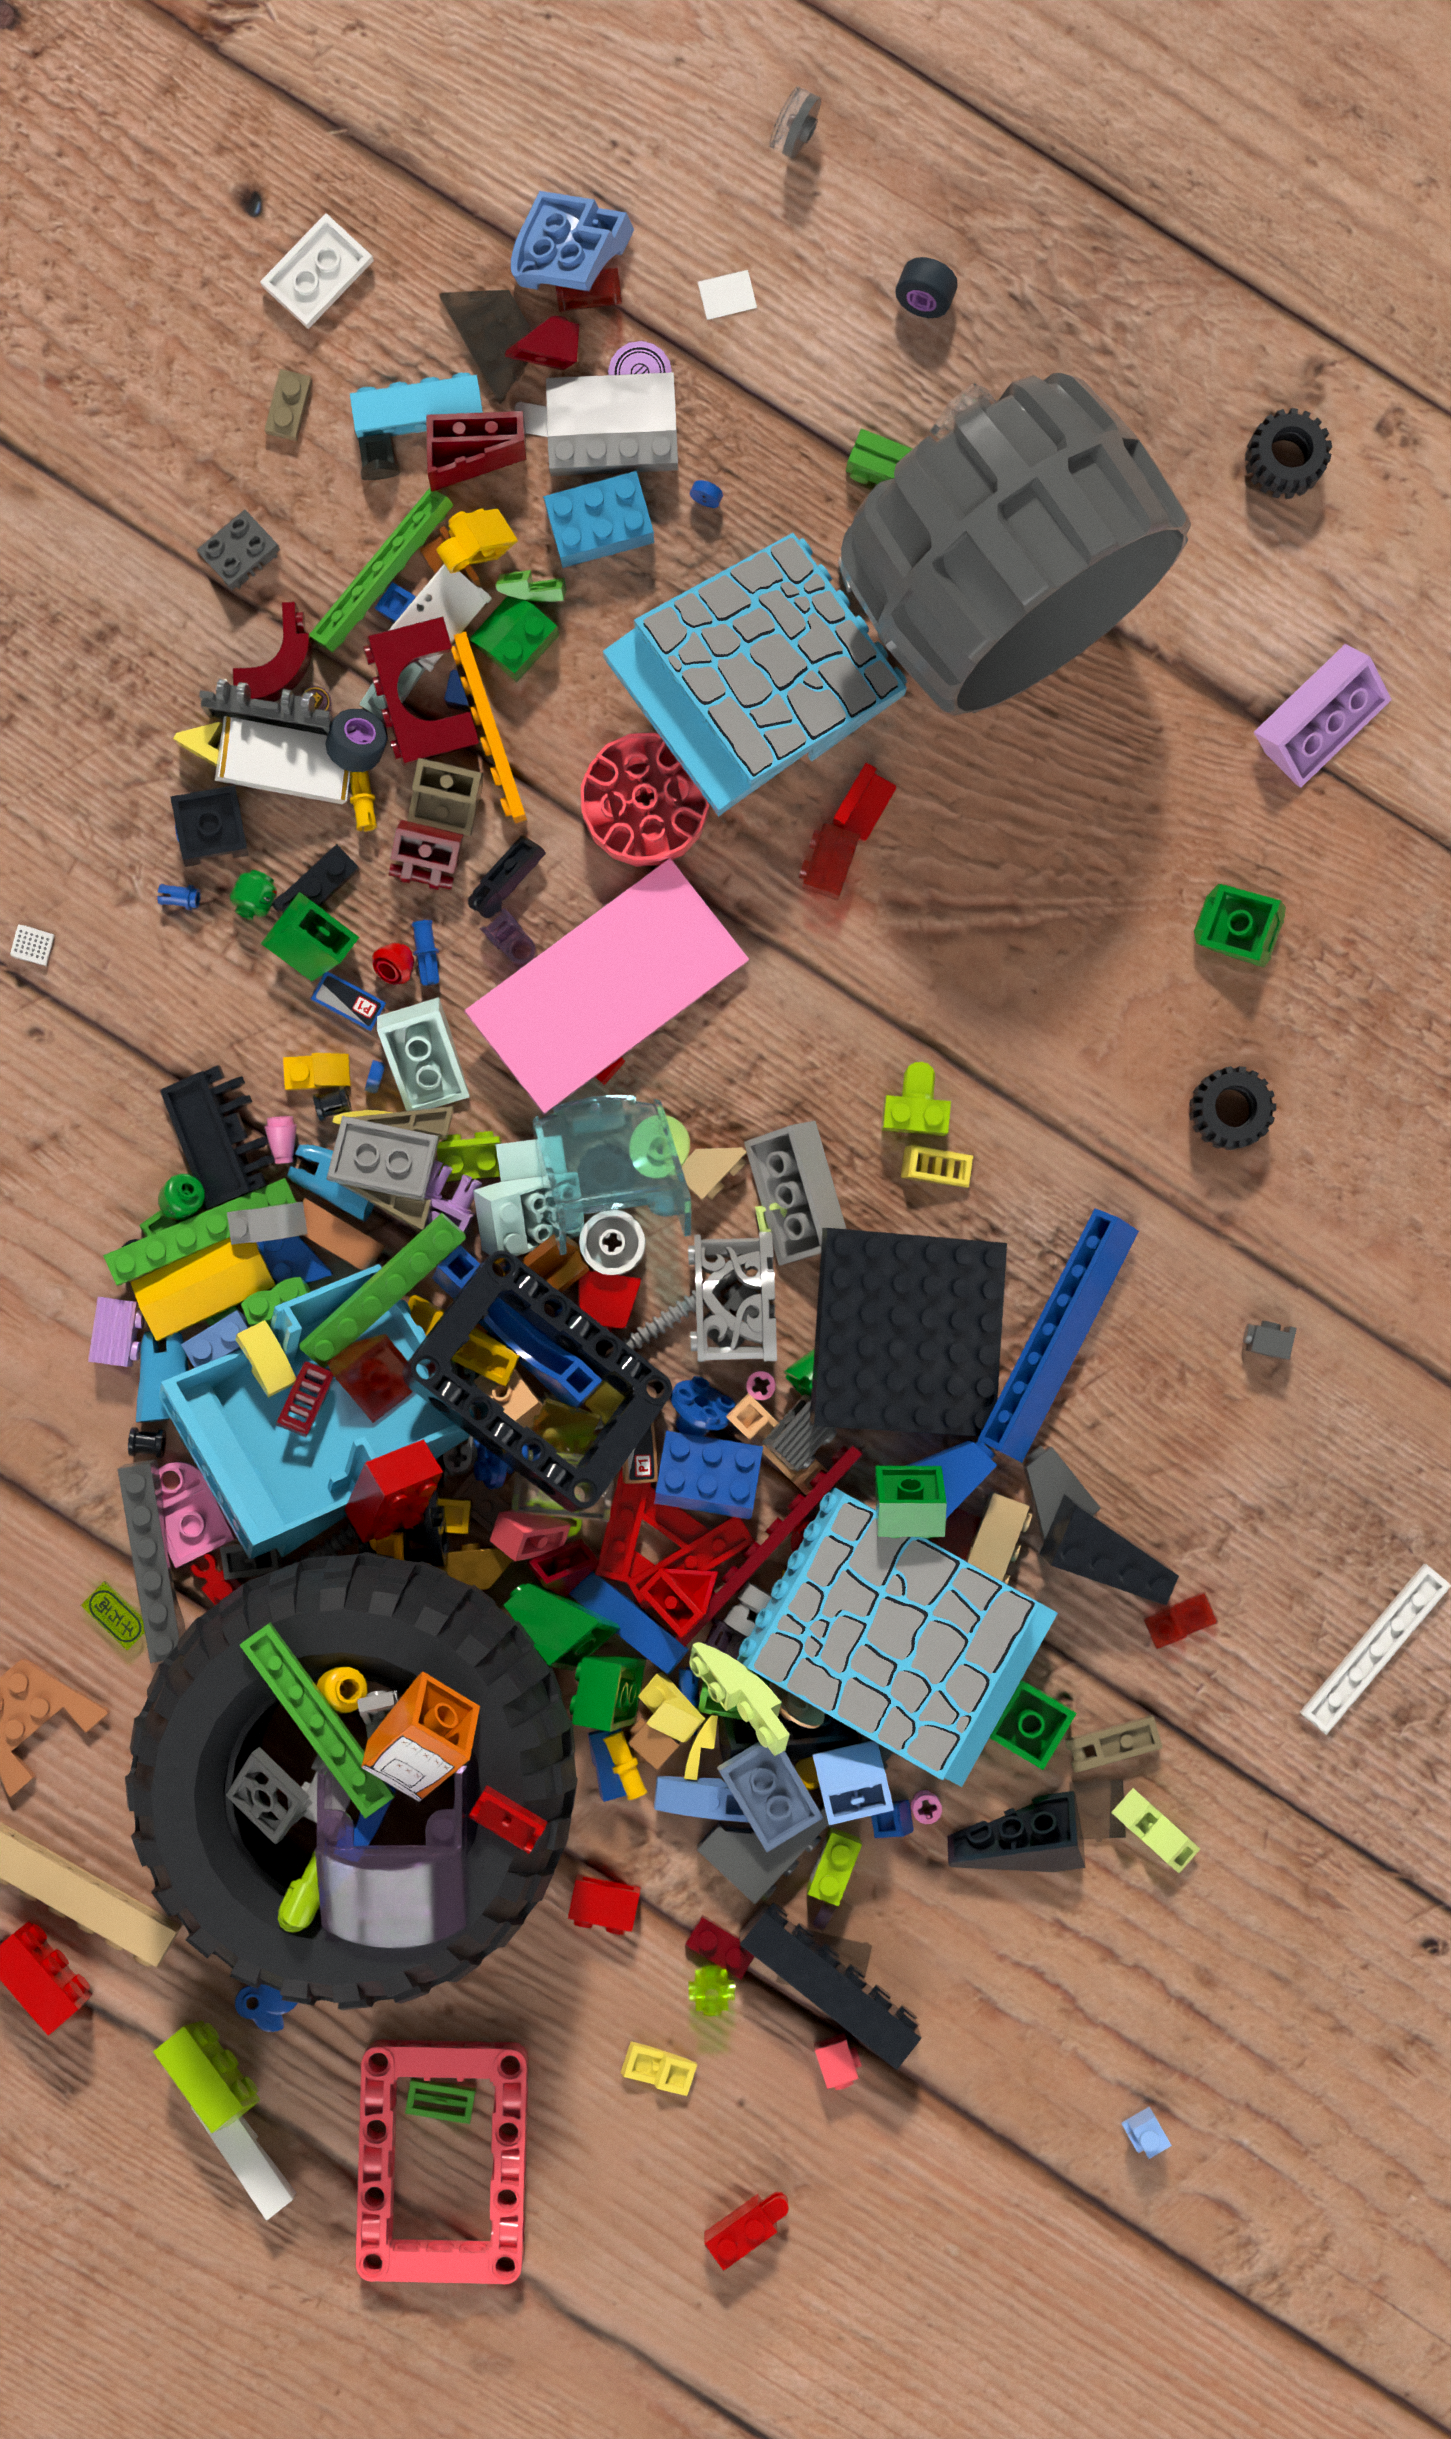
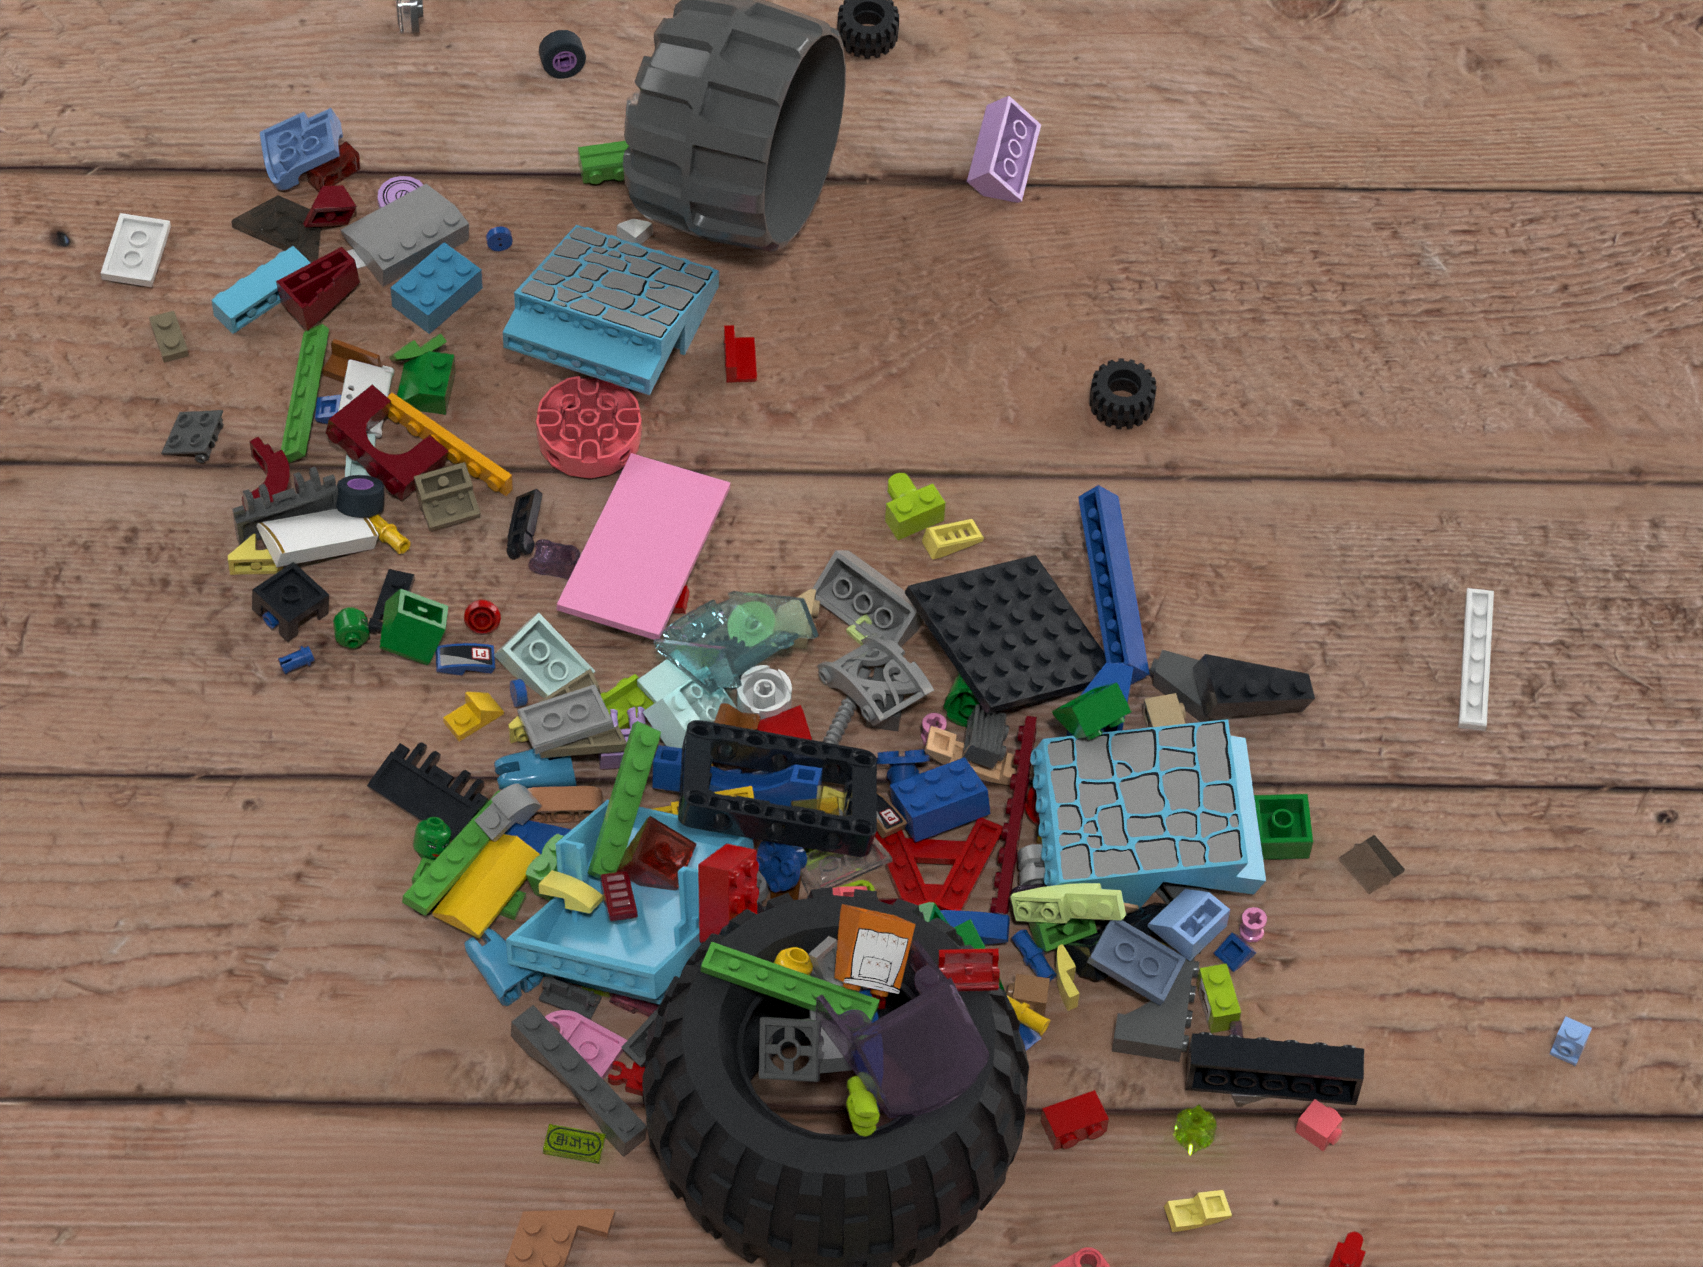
camera: 30 degrees left, 30 degrees down
(32, 945) = (208, 748): white slope -> none
(116, 1332) = (443, 954): lavender brick -> none
(146, 1442) = (510, 1013): black bush -> none
(216, 1340) = (523, 907): medium blue brick -> none
(281, 1138) = (477, 764): bright pink cone -> none
(332, 1103) = (499, 725): black bush -> none
(377, 457) = (253, 334): pearl dark grey tile -> none
(426, 848) = (456, 532): dark red brick -> none
(426, 952) = (500, 599): blue axle -> none
(455, 695) = (409, 434): dark blue slope -> none
(475, 539) = (360, 336): yellow hinge -> none
(670, 1708) = (1026, 961): light yellow slope -> none
(680, 1596) = (976, 886): red slope -> none
(697, 1798) = (1094, 1005): medium blue slope -> none
(719, 1947) = (1168, 1103): dark red plate -> none
(727, 294) = (429, 128): white sticker -> none
(830, 860) = (742, 399): clear red brick -> none
(1034, 1838) = (1348, 895): black wedge -> none
(1114, 1743) = (1349, 812): dark tan plate -> none
(1156, 1830) = (1429, 850): yellowish green brick -> none
(1180, 1620) = (1334, 713): clear red slope -> none
(1240, 924) = (1043, 290): green slope -> none
(1269, 1339) = (1256, 514): dark grey brick -> none

